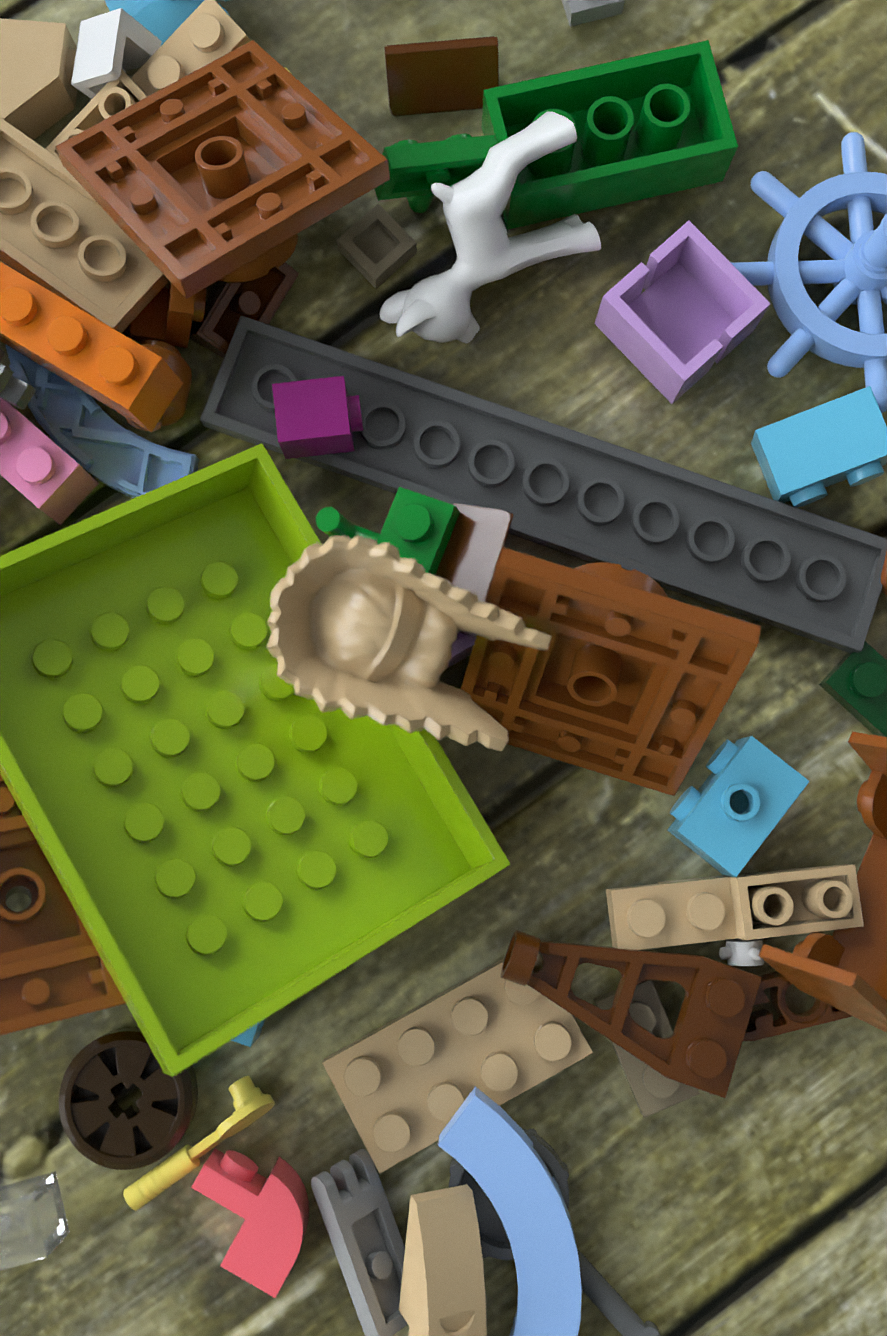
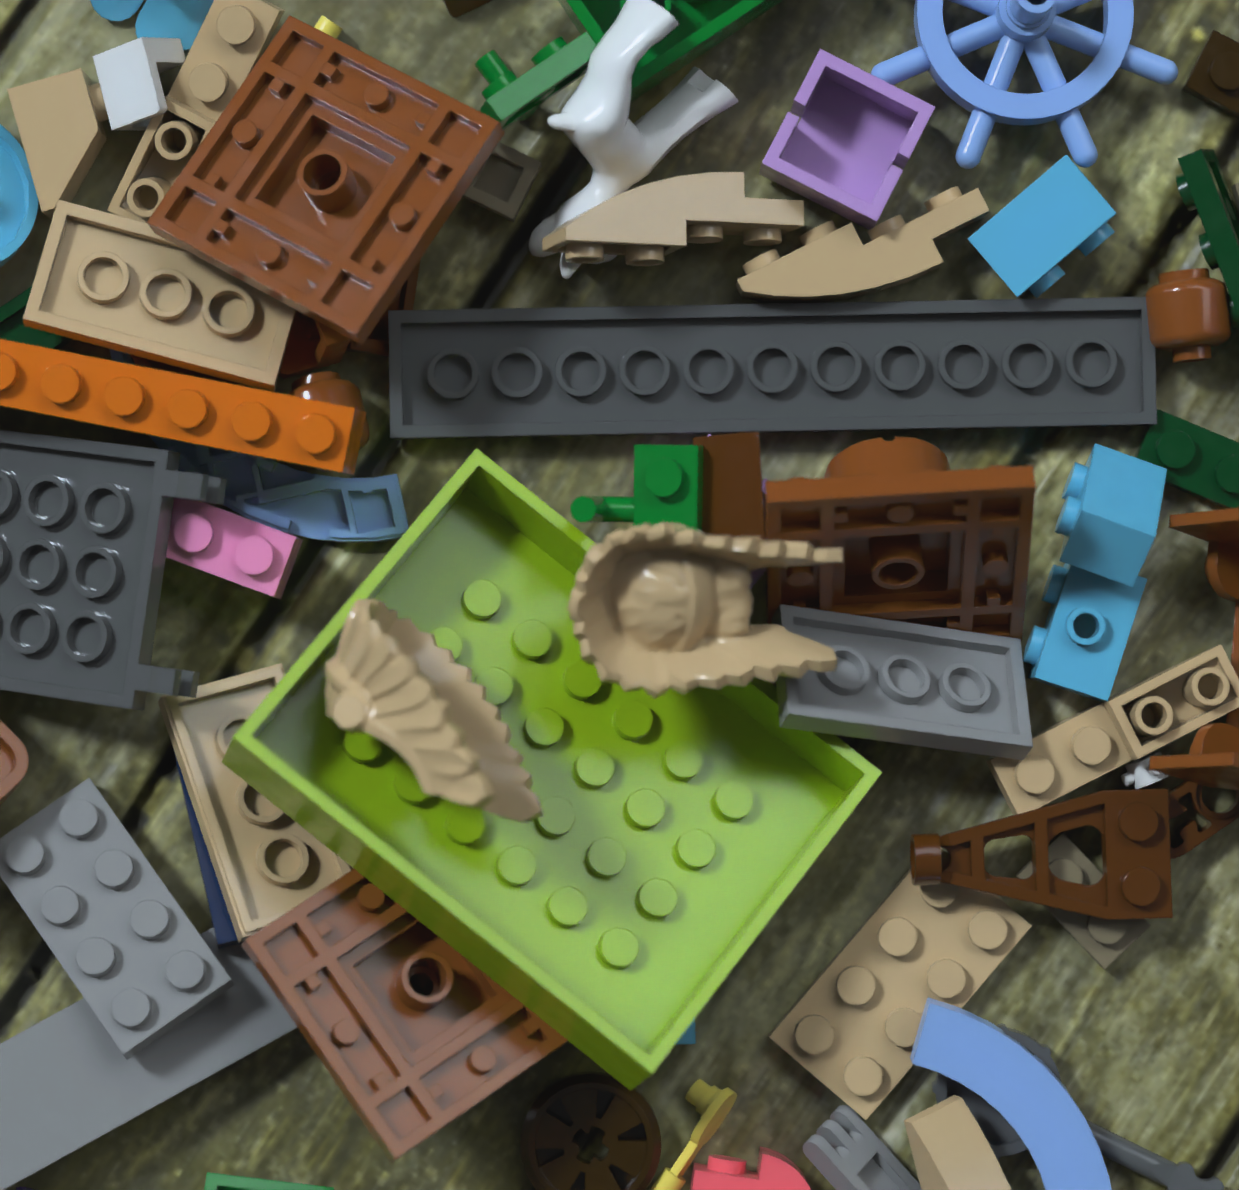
camera: 20 degrees left, 5 degrees up
(99, 644) = (429, 710): none -> tan piece
(316, 417) = (517, 395): magenta brick -> none
(496, 305) = (668, 214): none -> tan slope
(561, 795) = (909, 685): none -> light grey plate
(637, 419) = (838, 265): none -> tan slope
(798, 713) = (1110, 514): none -> medium azure brick

